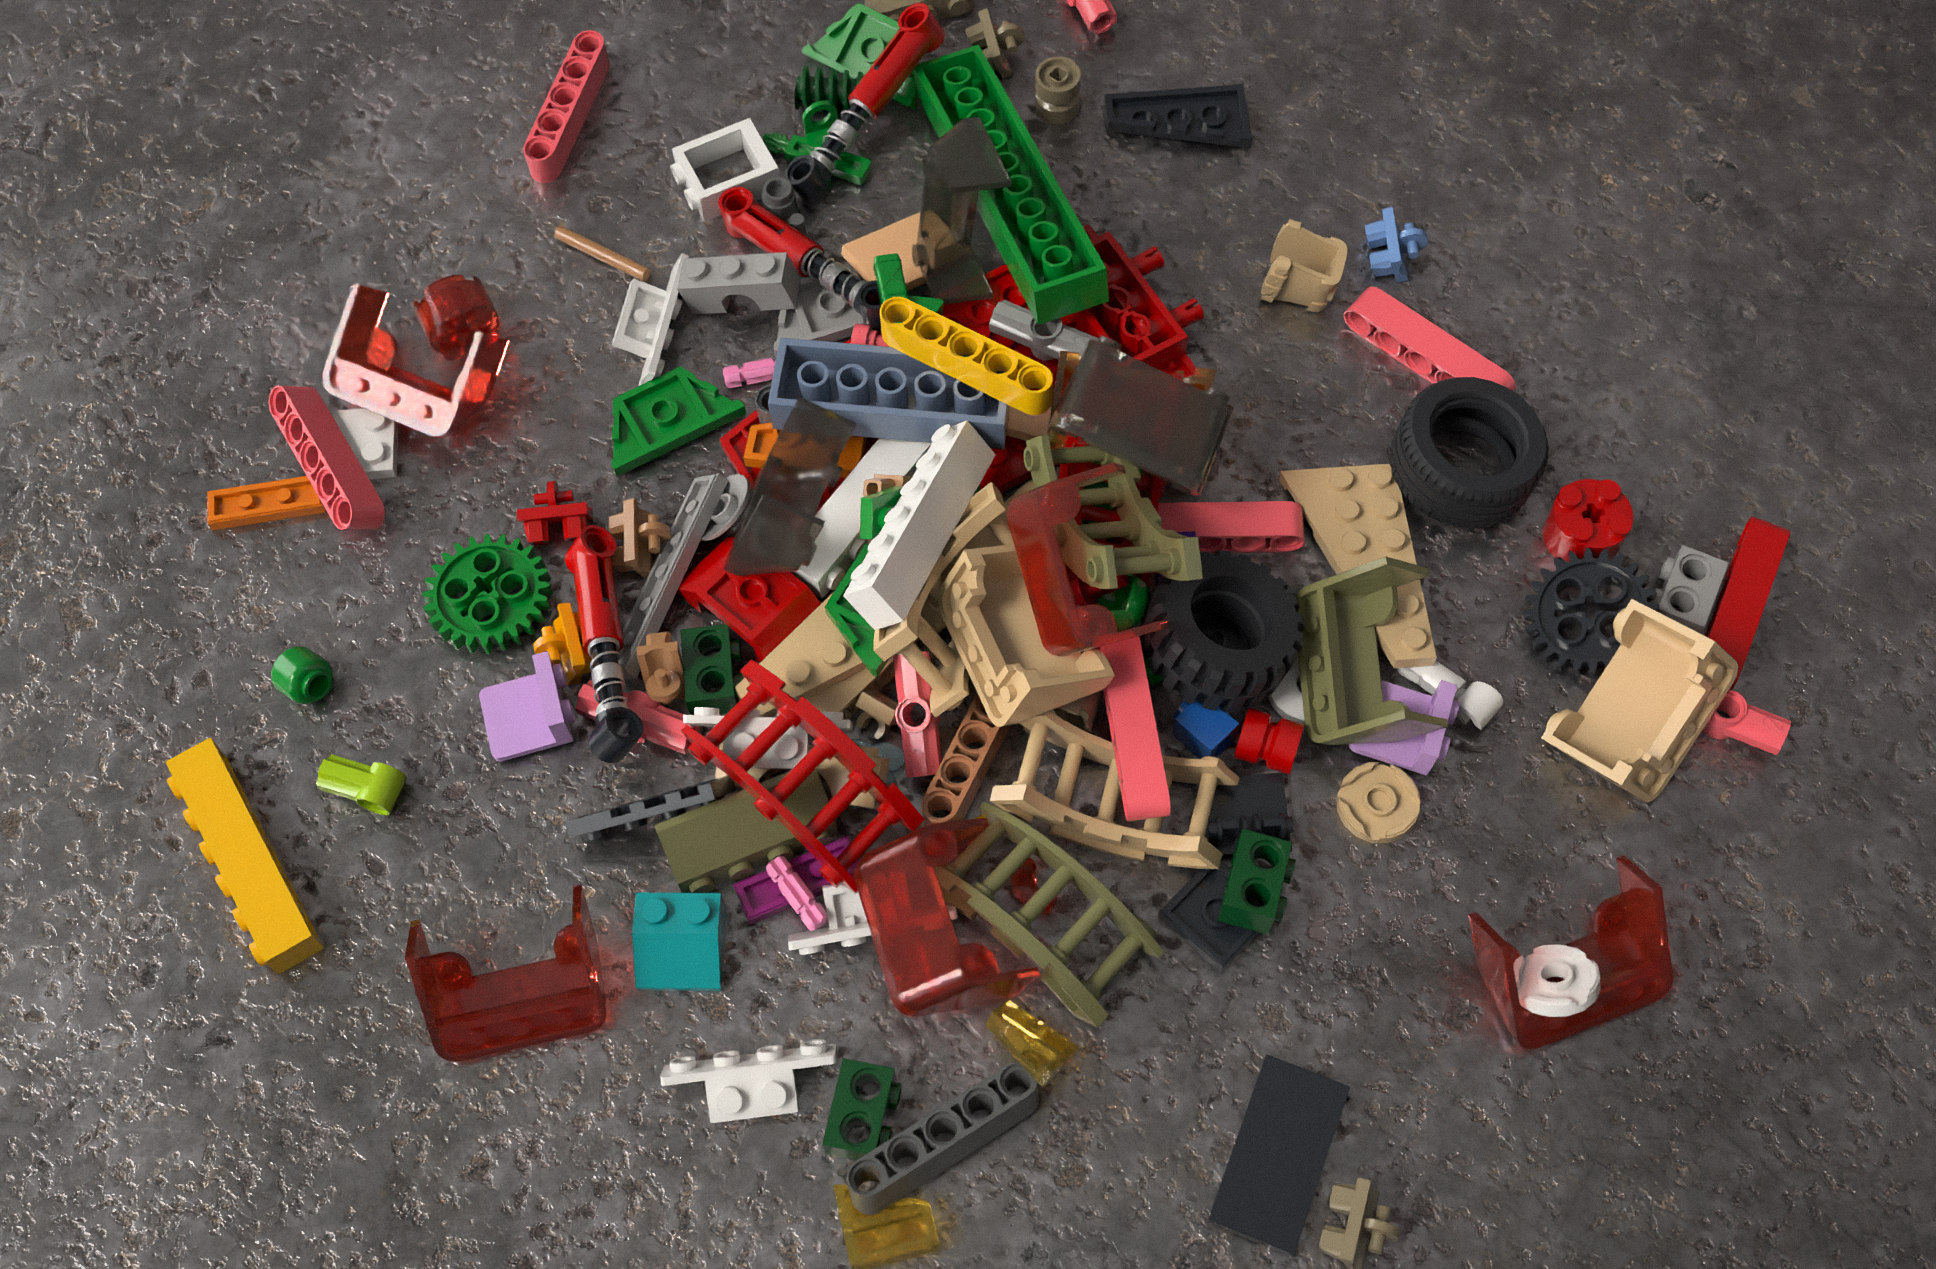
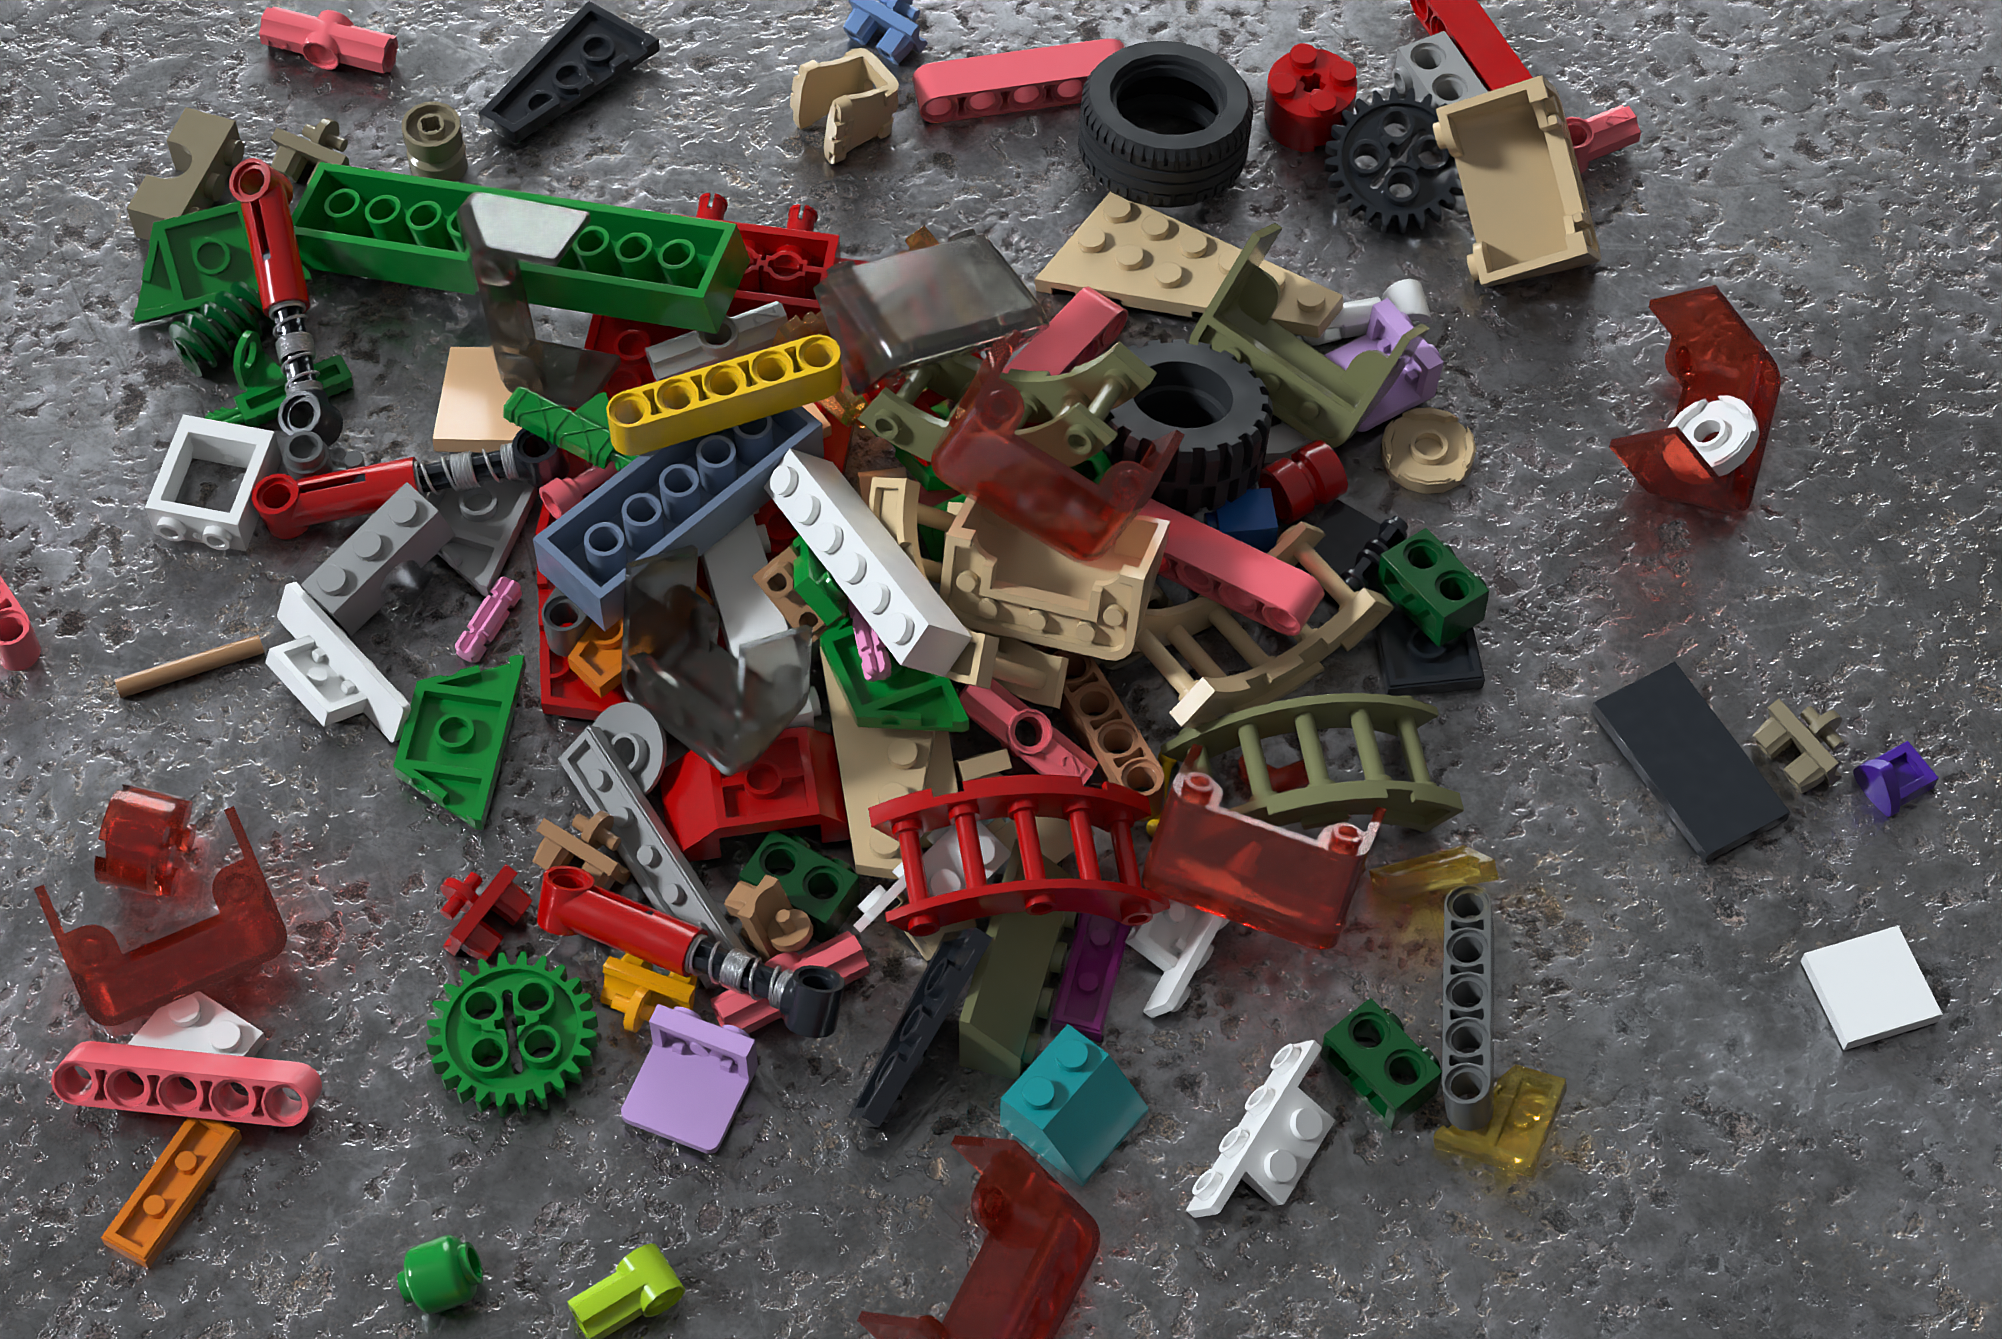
camera: 55 degrees left, 5 degrees down
(796, 893) = (1115, 966): bright pink axle -> none

